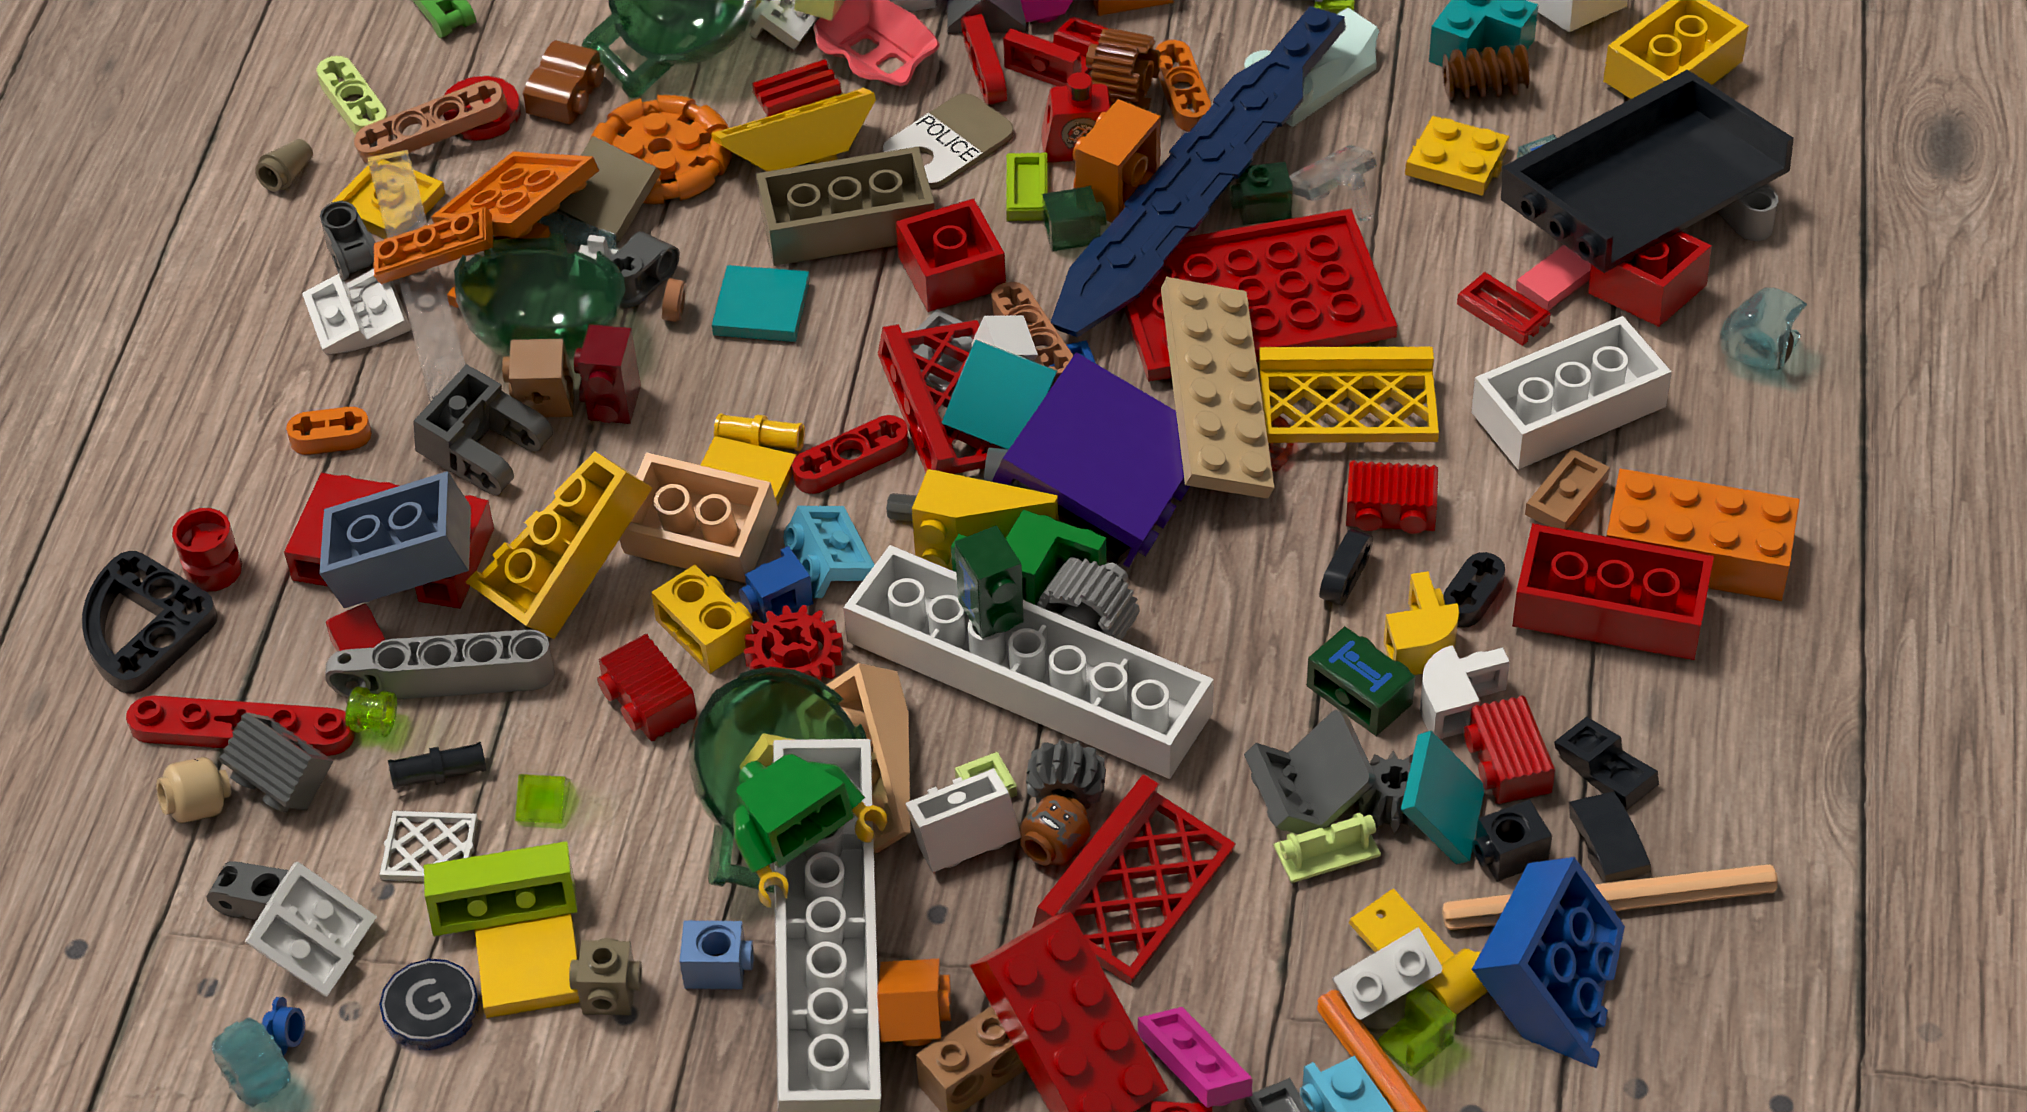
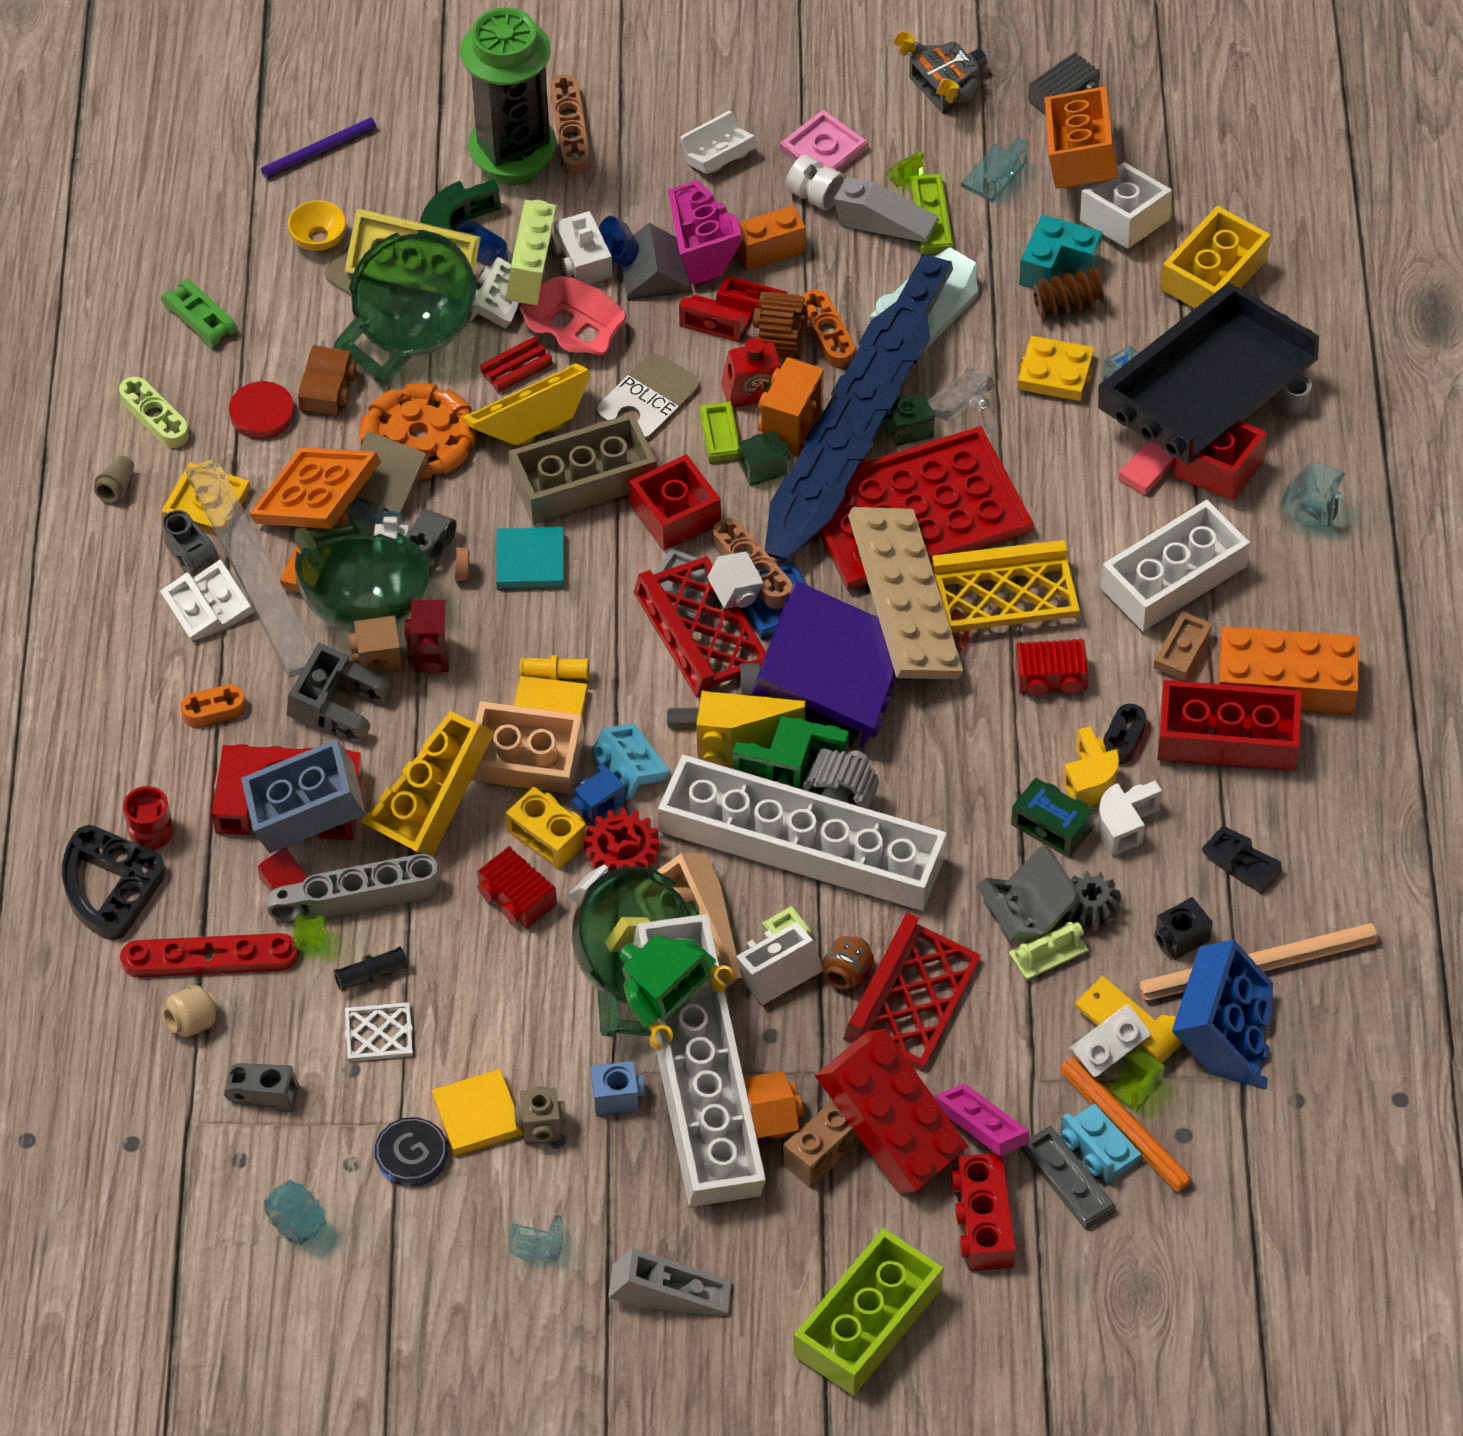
camera: 10 degrees left, 5 degrees up
(275, 762) = (249, 982): dark grey brick -> none
(285, 1024) = (310, 1179): blue plate -> none
(310, 929) = (311, 1107): white slope -> none
(429, 117) = (224, 424): nougat beam -> none
(433, 245) = (263, 541): orange tile -> none
(499, 888) = (445, 1058): lime brick -> none
(542, 798) = (455, 985): clear neon green slope -> none
(861, 438) = (634, 664): red beam -> none
(984, 59) = (664, 323): red beam -> none
(989, 582) = (770, 779): dark green brick -> none
(997, 394) = (740, 621): teal slope -> none
(1066, 772) = (848, 917): dark grey gear -> none
(1346, 567) = (1026, 727): black beam -> none
(1443, 797) = (1129, 902): teal tile -> none
(1499, 312) = (1108, 500): red tile -> none
(1509, 750) = (1171, 859): red brick -> none
(1610, 837) = (1253, 916): black slope -> none

